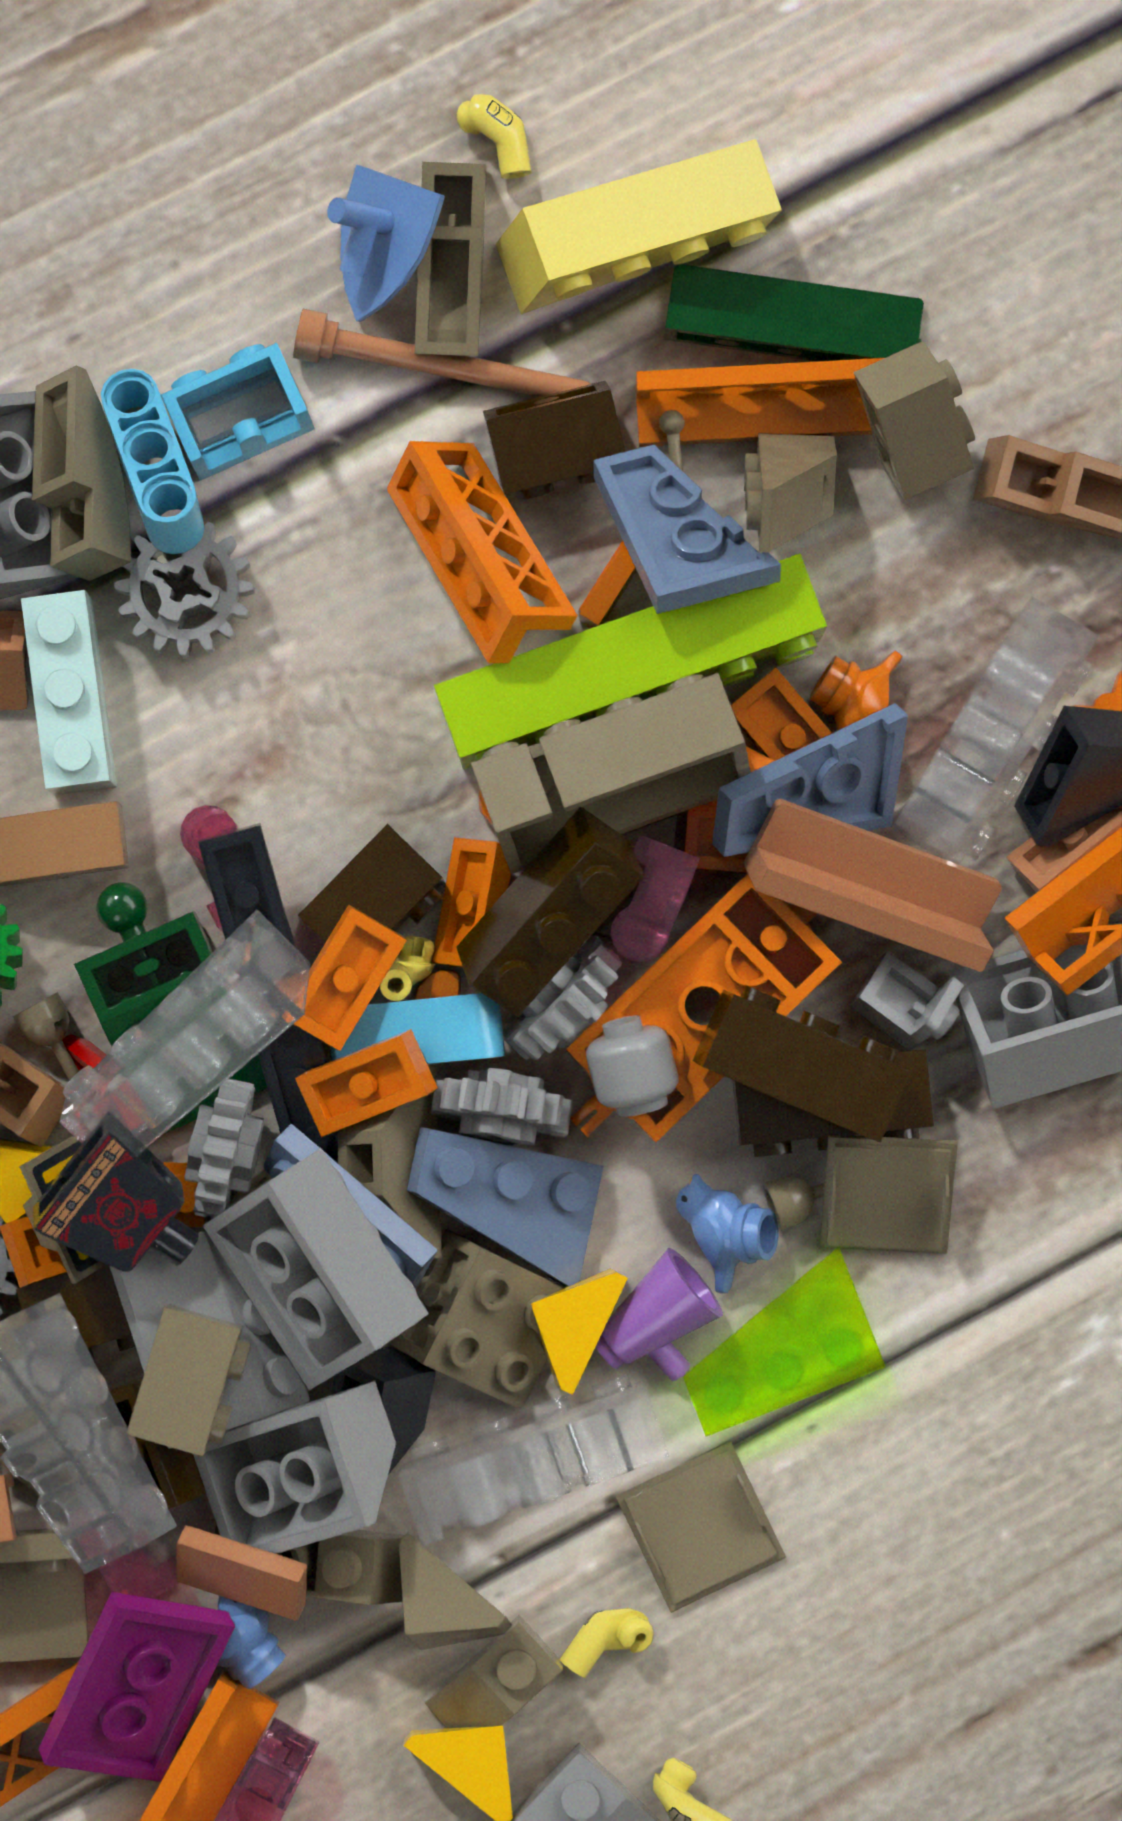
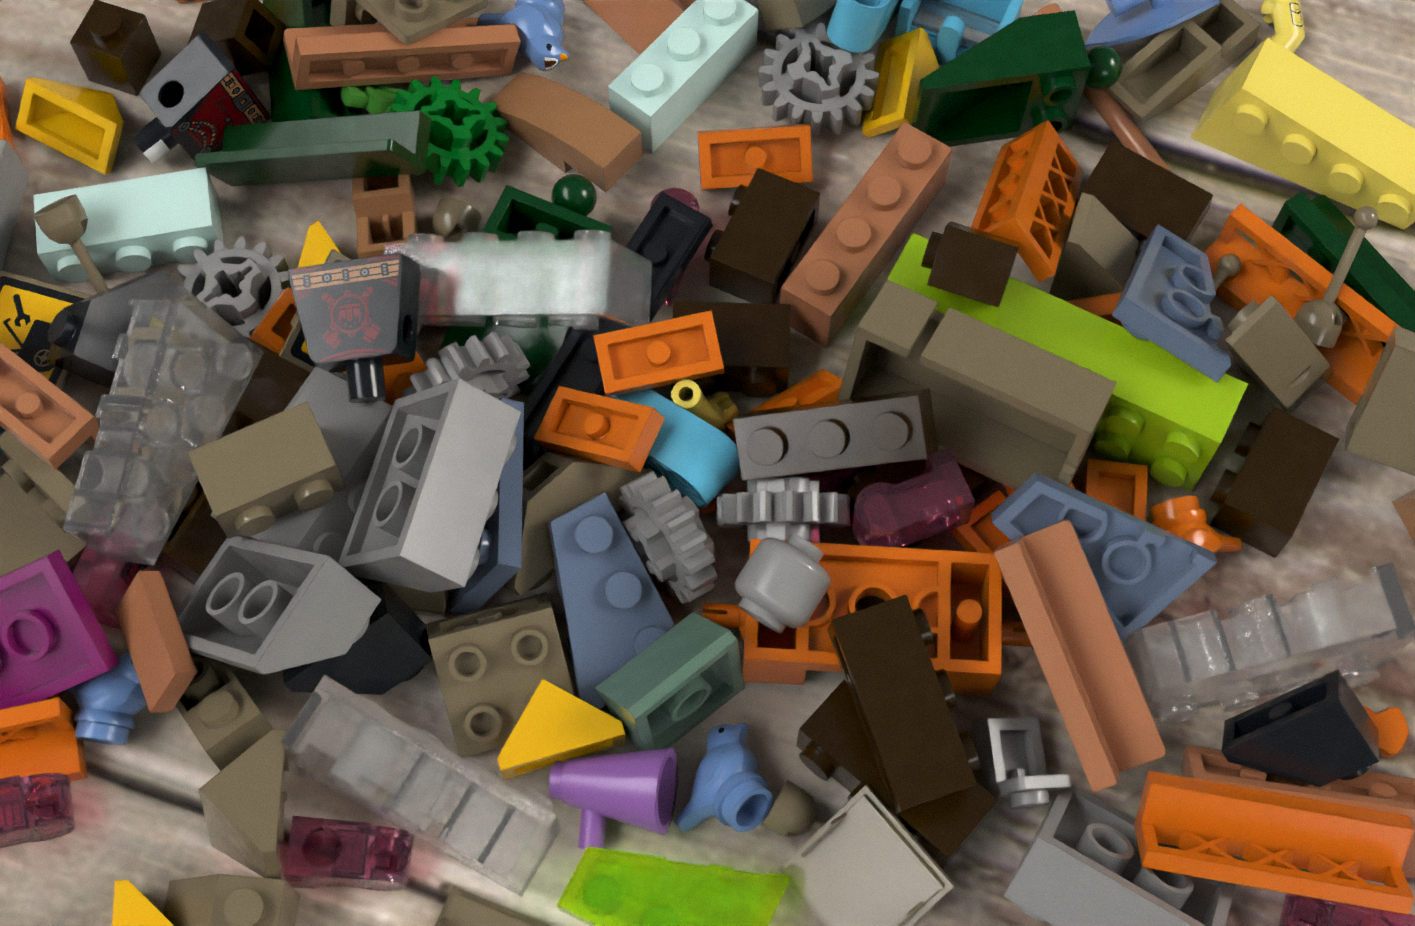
camera: 45 degrees right, 20 degrees down
(211, 712) = (735, 154): none -> orange plate
(259, 512) = (900, 68): none -> yellow slope
(295, 779) = (762, 238): none -> dark brown brick
(355, 426) = (1014, 82): none -> dark green slope
(371, 692) = (865, 233): none -> nougat brick
(516, 682) = (970, 262): none -> dark brown brick
(529, 1557) = (347, 855): none -> clear pink leg
(572, 531) = (1094, 255): none -> dark tan slope
(614, 1205) = (675, 683): none -> sand green slope
(789, 410) = (1322, 318): none -> dark tan hinge
(874, 581) = (1272, 482): none -> dark brown brick

